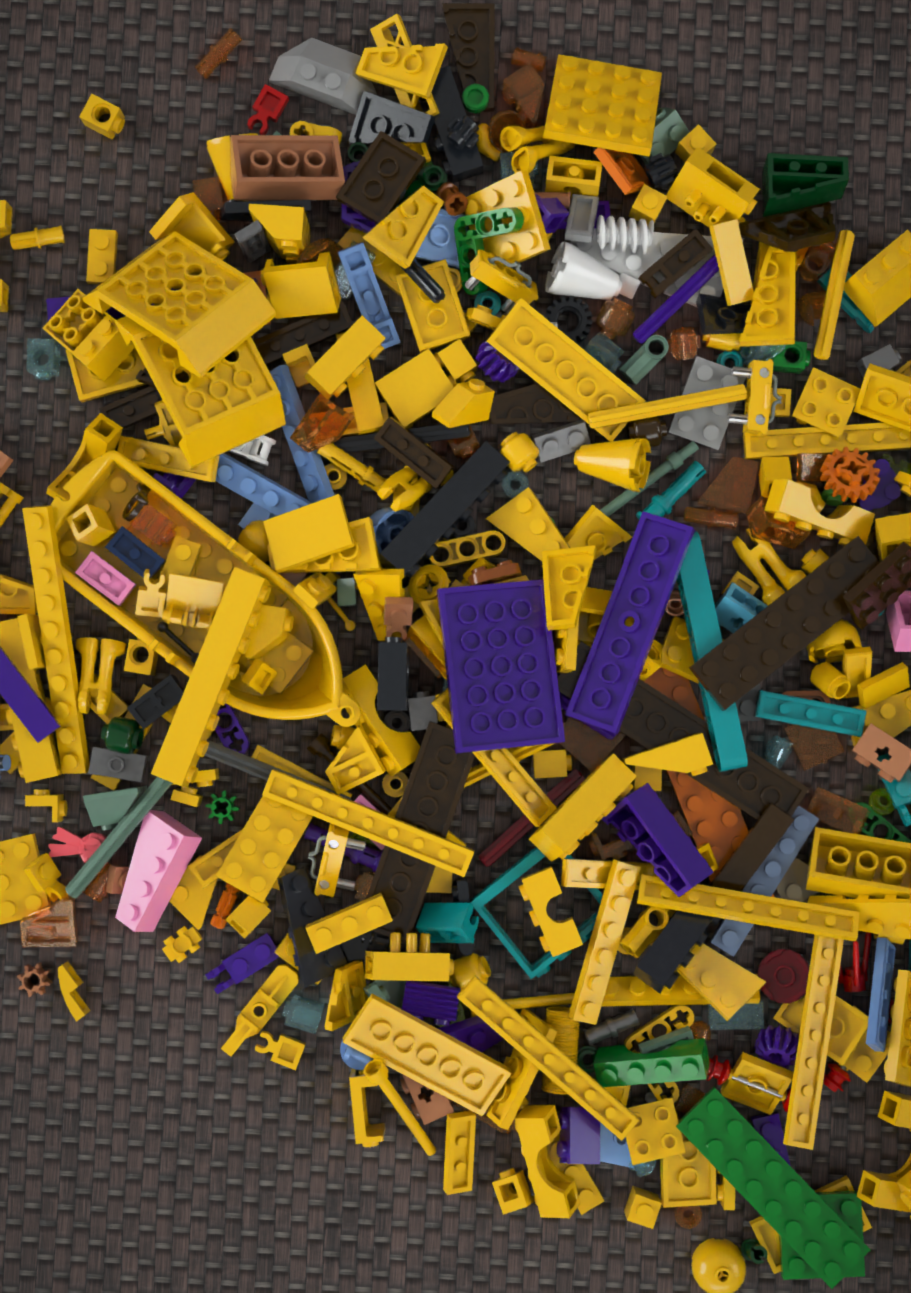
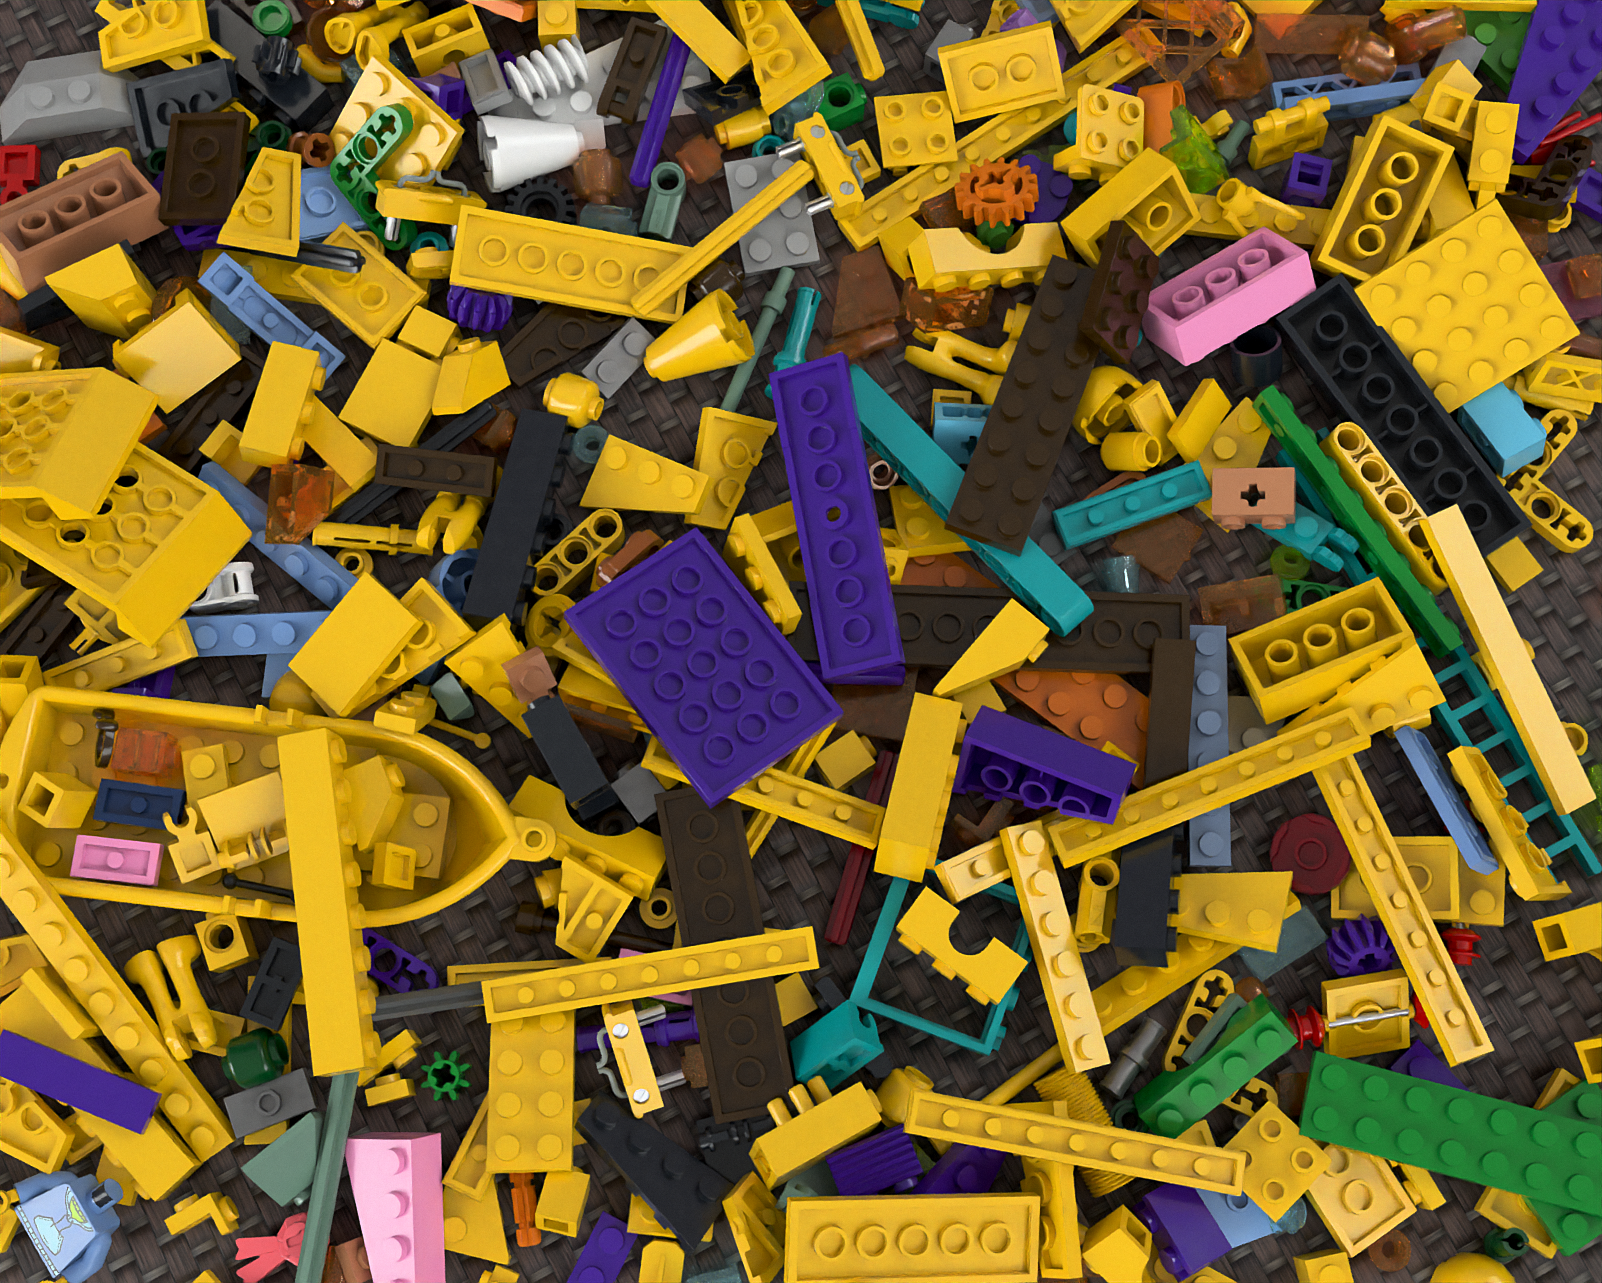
camera: 30 degrees left, 10 degrees down
(253, 241) = (81, 330): flat silver tile -> none
(348, 923) = (702, 1123): yellow brick -> none
(565, 584) = (725, 514): yellow wing -> none
(855, 976) = (1400, 801): red plant -> none

